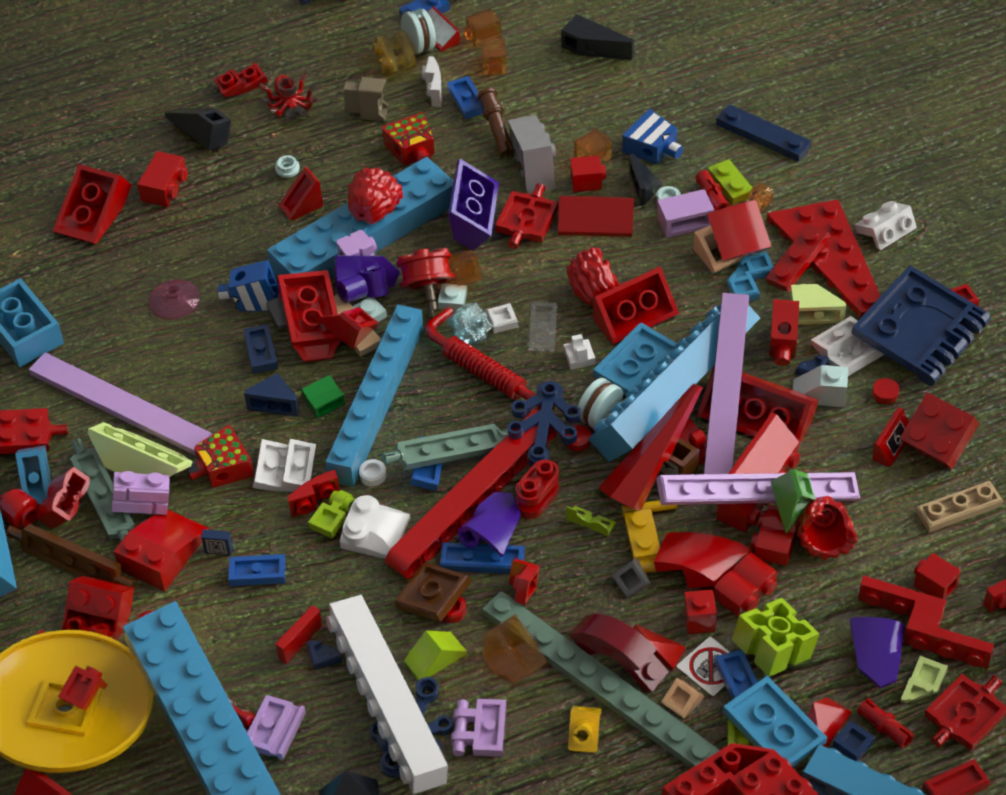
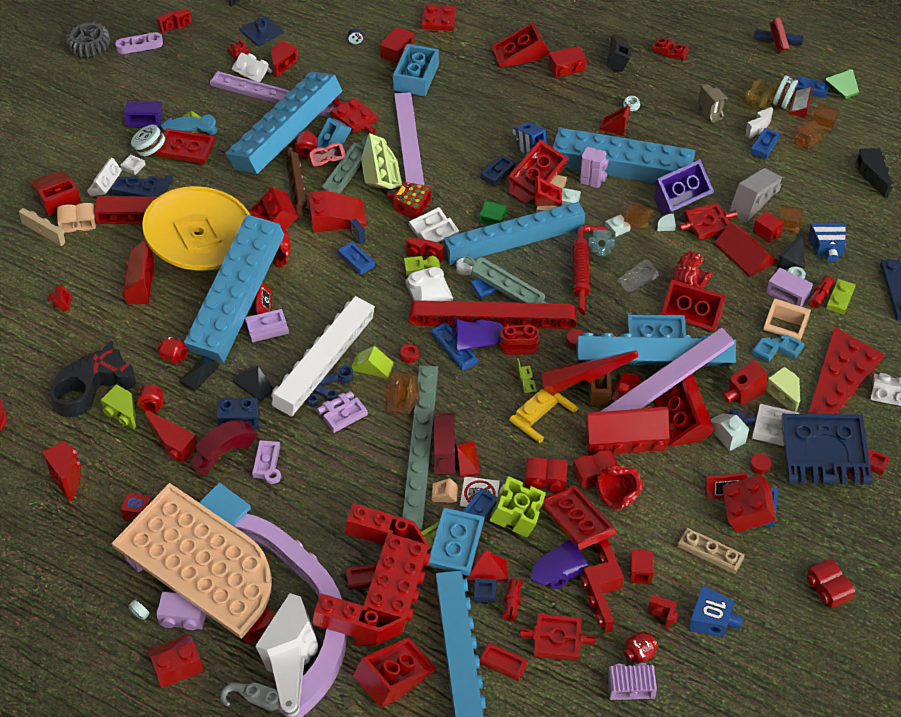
camera: 50 degrees right, 0 degrees up
(82, 687) = (206, 226): red bracket -> none
(140, 493) = (353, 180): lavender brick -> none
(174, 299) = (498, 118): clear pink dish -> none
(272, 397) = (470, 193): dark blue slope -> none
(288, 94) = (680, 72): animal -> none
(299, 634) = (330, 299): red tile -> none
(322, 654) = (328, 316): dark blue tile -> none
(363, 276) = (585, 177): dark purple panel -> none
(373, 195) = (633, 141): red hair -> none
(409, 139) = (707, 139): red torso -> none
(425, 272) = (613, 199): red wheel -> none
(432, 592) = (409, 337): reddish brown tile -> none
(493, 113) = (763, 158): reddish brown pin -> none
(493, 253) = (667, 223): none -> light aqua tile
(502, 318) = (625, 255): white tile -> none
(524, 579) = (451, 372): red bracket -> none
(549, 395) = (585, 304): dark blue plant -> none
(579, 353) = (636, 303): white tile -> none
(584, 729) = (380, 455): yellow bracket -> none
(598, 401) = (604, 324): light aqua head -> none
(631, 578) = (501, 417): dark grey slope -> none
(700, 555) = (543, 439): red slope -> none
(700, 612) = (505, 462): red brick -> none
(739, 230) = (797, 317): red slope -> none
(747, 488) = (609, 434): lavender tile -> none
(762, 194) = (840, 316): clear orange cone -> none
(792, 493) = (621, 453): bright green slope -> none
(798, 257) = (814, 360): red plate -> none
(836, 590) = (577, 517): none -> red tile
(925, 680) = (563, 604): yellowish green slope -> none

